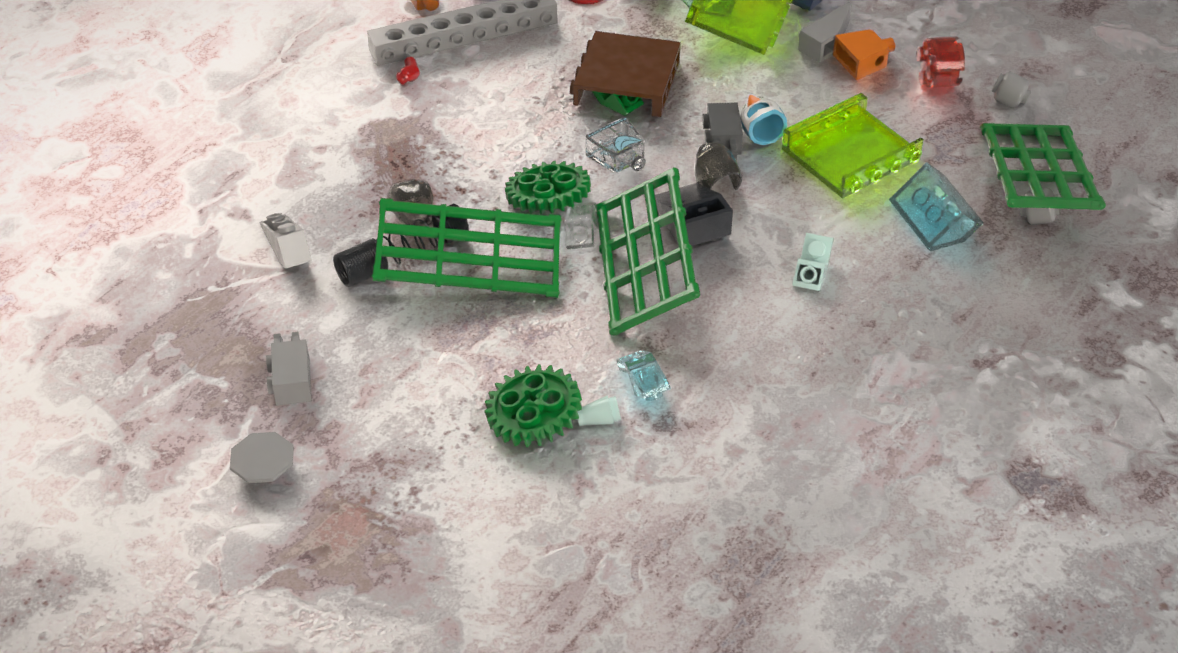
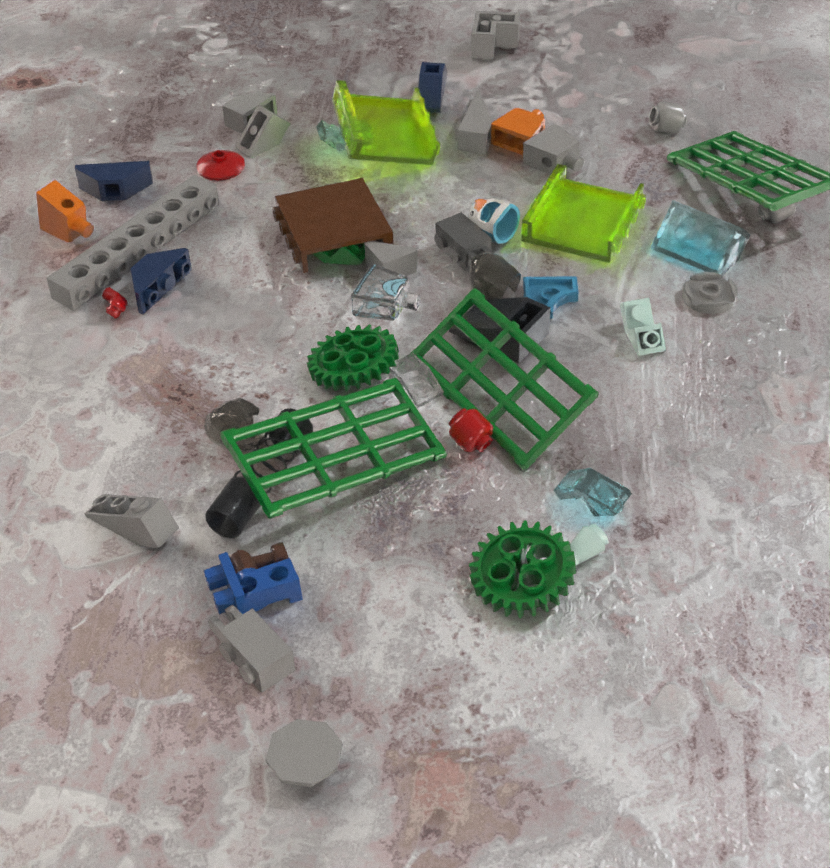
camera: 30 degrees left, 0 degrees up
(330, 322) = (253, 579): none -> blue hips
(454, 62) = (157, 275): none -> dark blue slope
(589, 282) = (471, 430): none -> red head
(651, 122) = (393, 257): none -> light grey slope
(760, 201) = (551, 290): none -> dark azure tile
(875, 79) = (552, 148): none -> light grey torso
(905, 259) = (709, 293): none -> light grey tile
(941, 62) = (598, 114): clear red brick -> none

